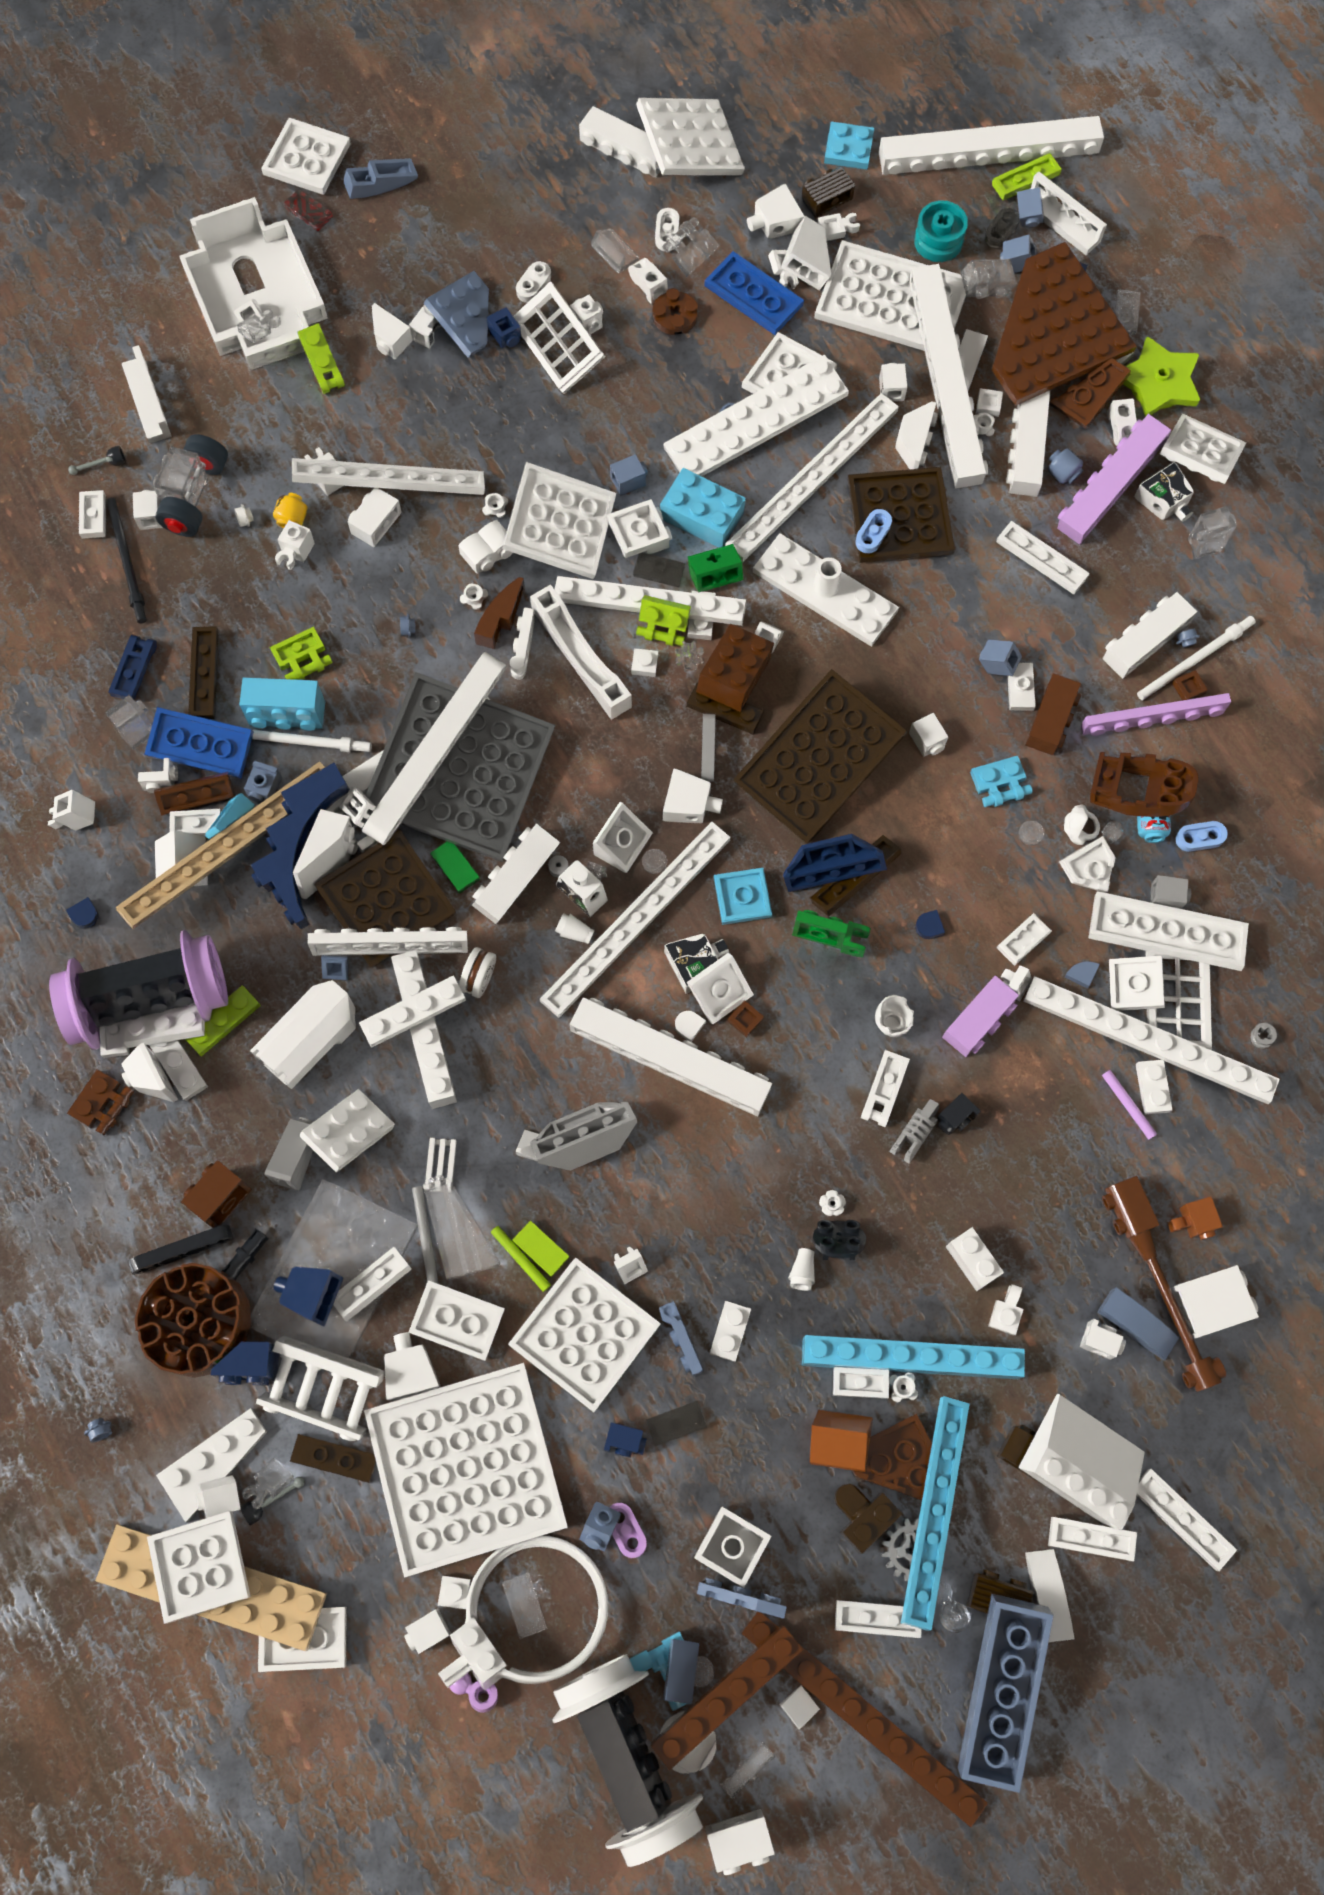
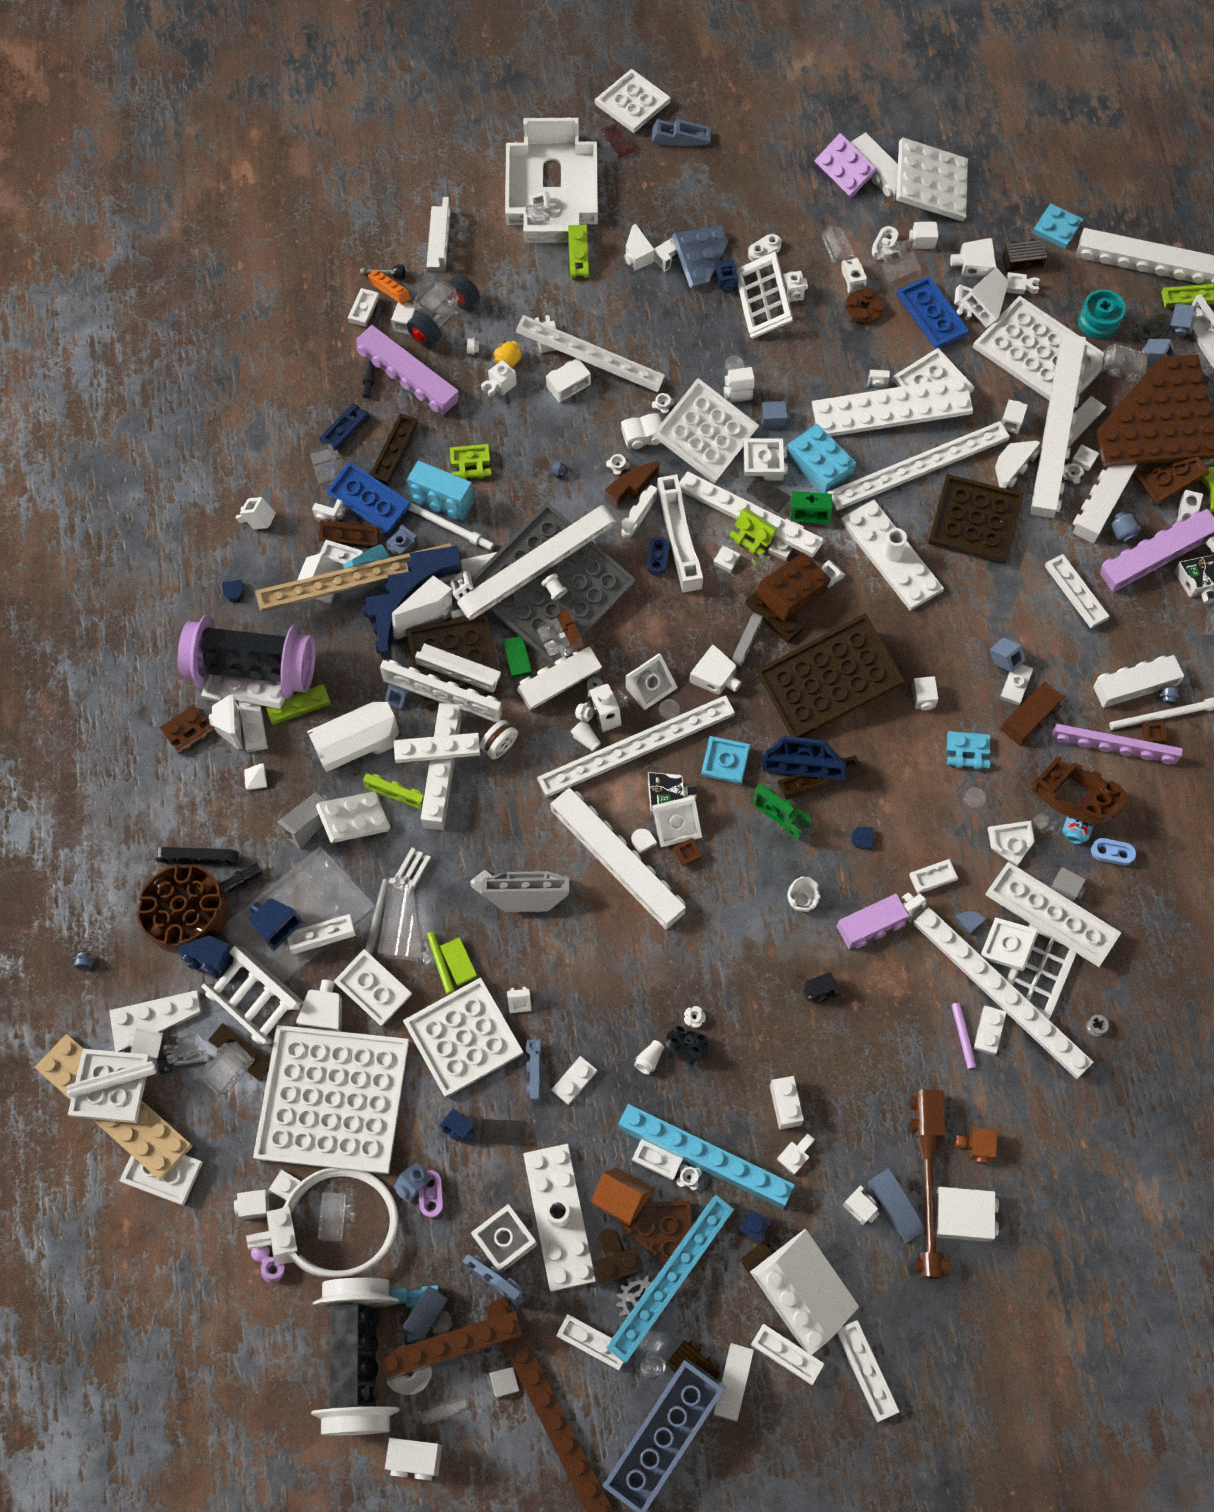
camera: 25 degrees right, 5 degrees down
(114, 478) = (389, 286): none -> orange piece
(178, 572) = (407, 370): none -> lavender brick
(198, 1560) = (111, 1079): none -> white axle
(209, 1127) = (256, 777): none -> white slope
(215, 1194) = (238, 825): reddish brown brick -> none
(328, 1486) = (226, 1068): none -> clear brick
(381, 1079) = (394, 790): none -> lime plate
(394, 906) = (458, 667): none -> white fence
(466, 769) = (554, 587): none -> white bush
(502, 820) = (564, 634): none -> clear hips
(557, 432) = (733, 362): none -> clear plate
(561, 902) = (584, 712): none -> white plate
(566, 689) = (657, 557): none -> dark blue plate
(575, 453) = (739, 385): none -> white brick
(585, 152) = (845, 165): none -> lavender plate
(707, 205) = (924, 235): none -> white brick
(727, 391) = (878, 379): none -> white plate
(801, 1521) = (562, 1239): none -> white plate
(872, 532) = (945, 522): light blue plate -> none
(885, 1087) = (773, 946): white plate -> none
(917, 1130) = (784, 988): light grey hinge -> none
(999, 1413) = (754, 1227): none -> dark blue brick
(1075, 822) = (1013, 802): white piece -> none

